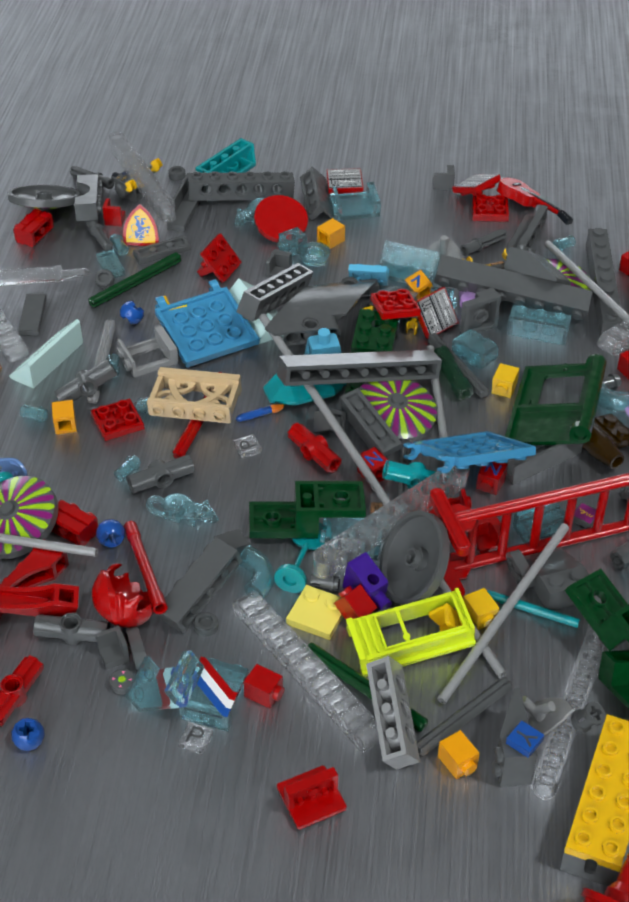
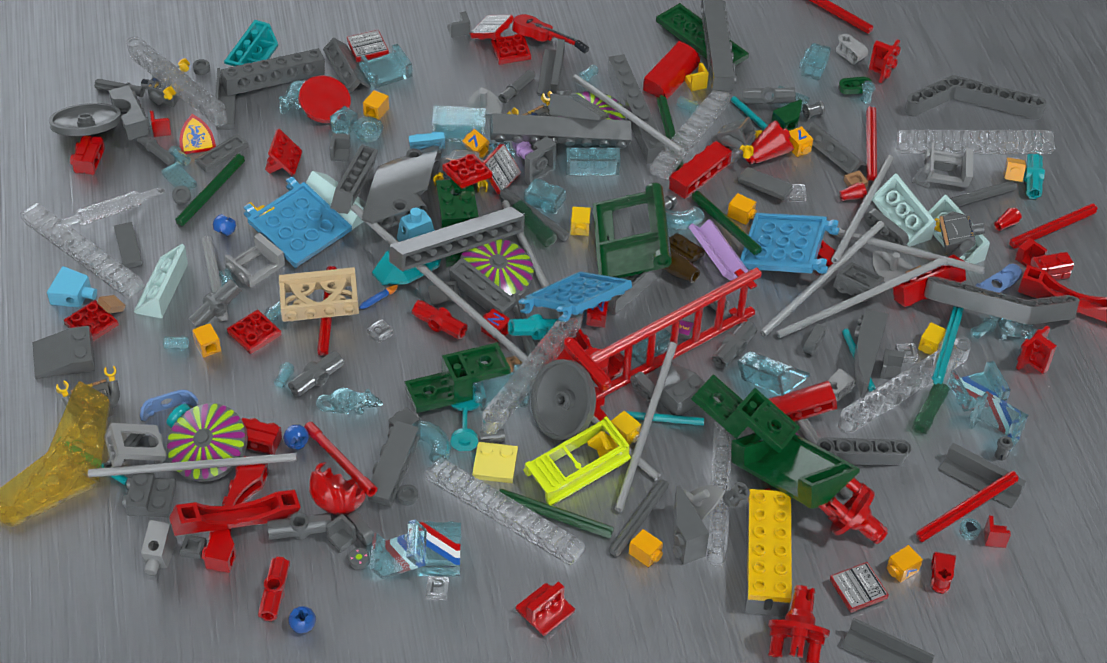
camera: 20 degrees left, 5 degrees up
(263, 686) = (476, 533): red brick -> none
(354, 602) = (525, 448): red brick -> none
(365, 572) = (529, 429): dark purple torso -> none
(392, 713) = (587, 528): light grey brick -> none
(525, 739) = (697, 523): blue tile -> none

